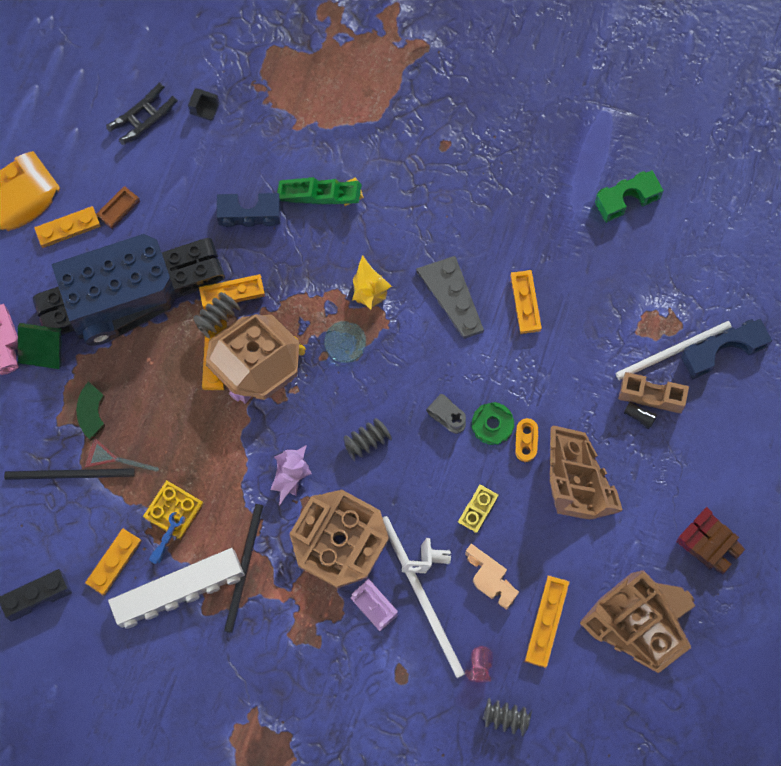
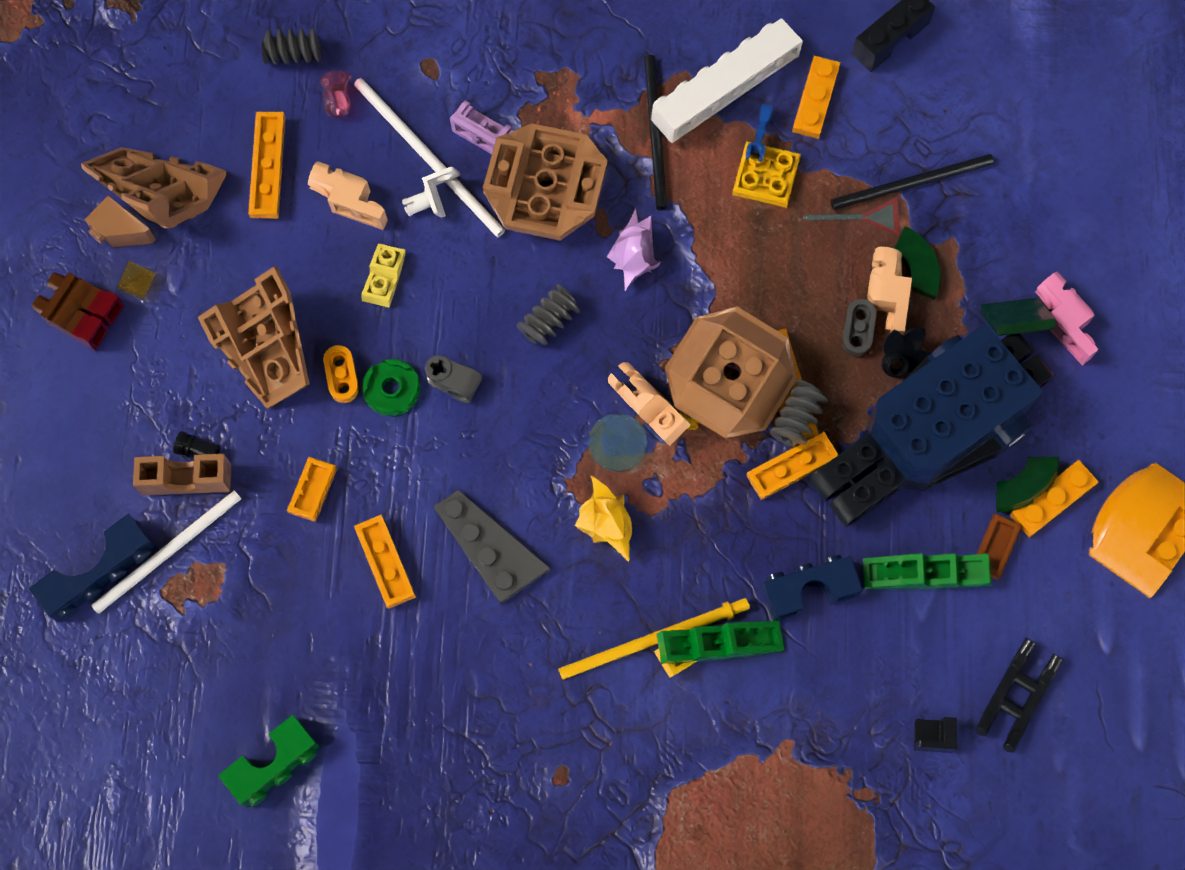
camera: 165 degrees right, 0 degrees up
(81, 235) = (1028, 485): none -> dark green tile
(119, 392) = (888, 288): none -> light nougat plate
(130, 344) = (906, 349): none -> black plate
(149, 374) = (859, 329): none -> dark grey plate
(170, 201) = (927, 572): none -> green slope
(307, 212) = (726, 611): none -> yellow bar
(315, 354) = (650, 404): none -> light nougat plate
(564, 364) = (312, 489): none -> light orange plate
(664, 554) = (135, 280): none -> clear yellow tile

